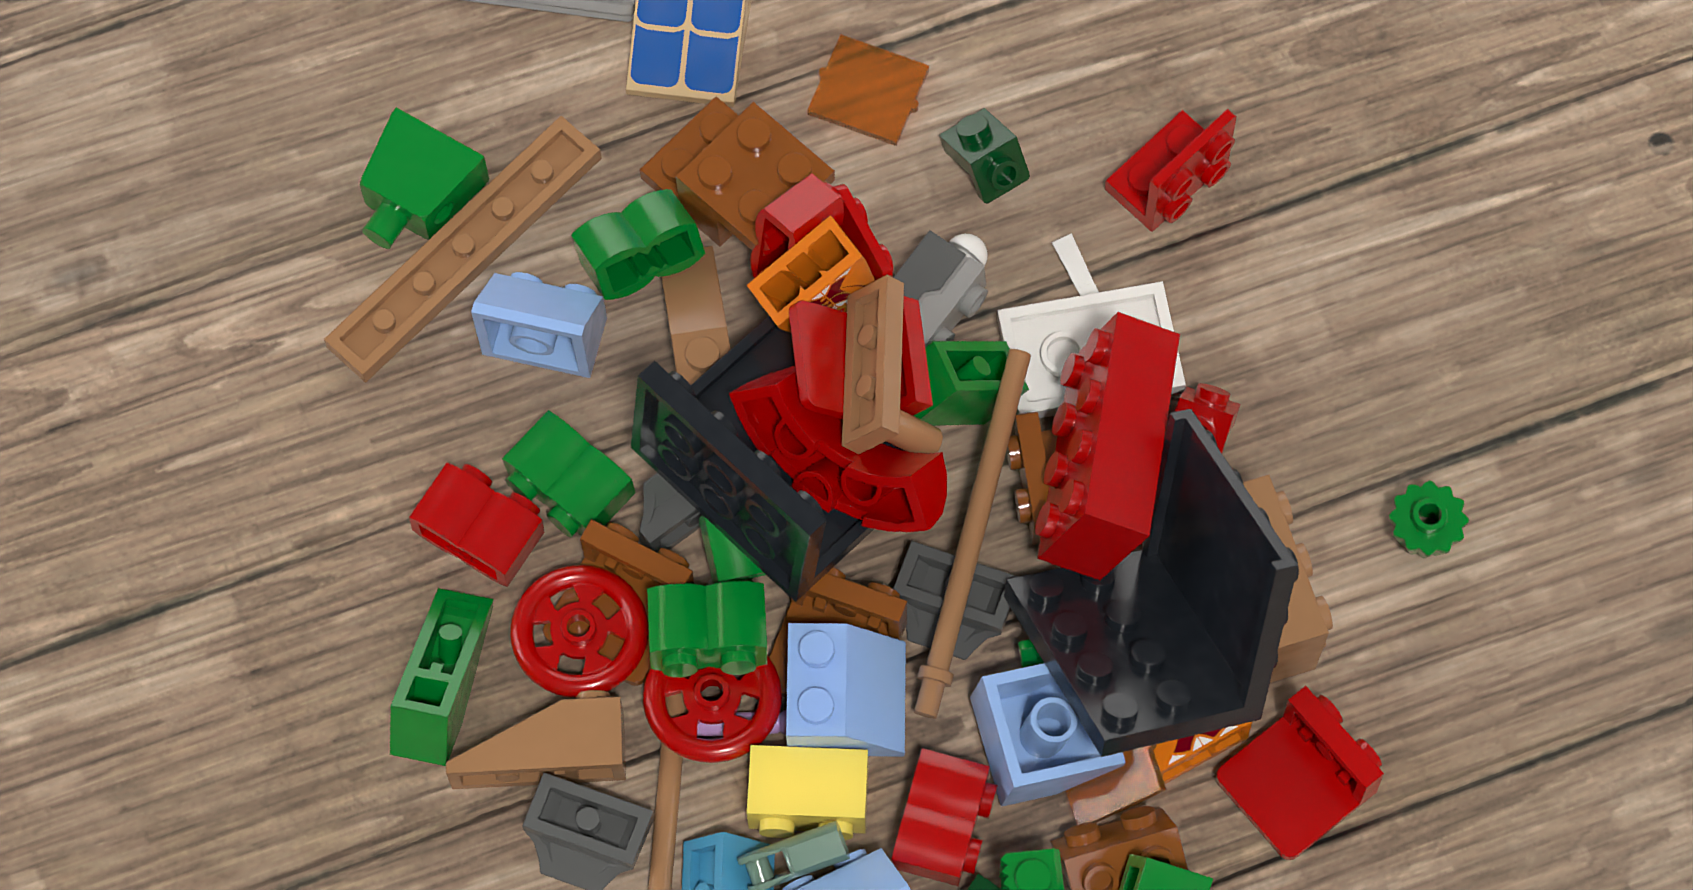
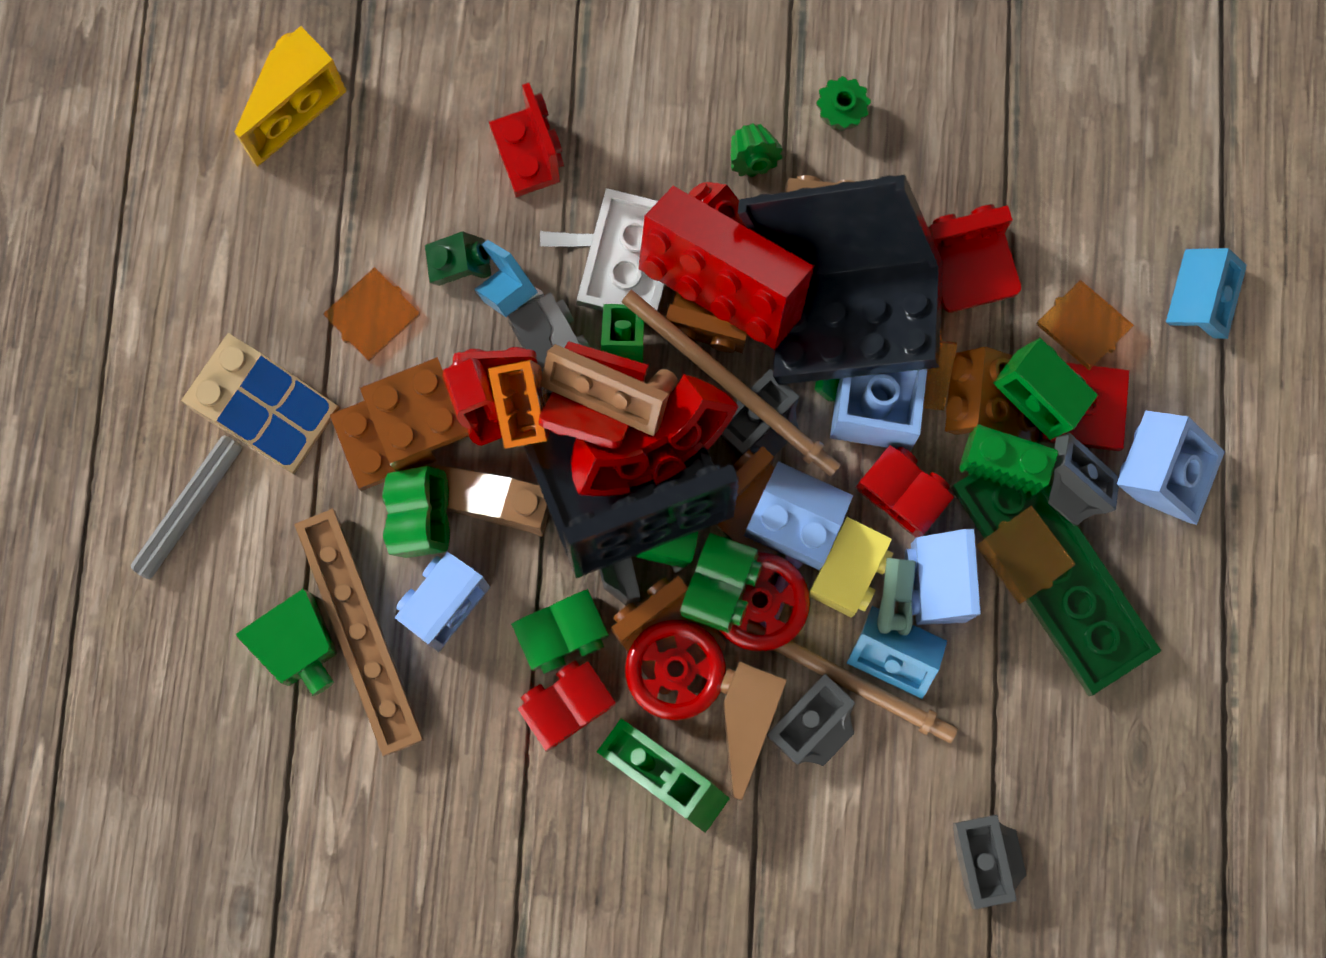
camera: 70 degrees left, 10 degrees up
(974, 220) = (508, 286): none -> dark azure panel
(1307, 438) = (754, 150): none -> green piece

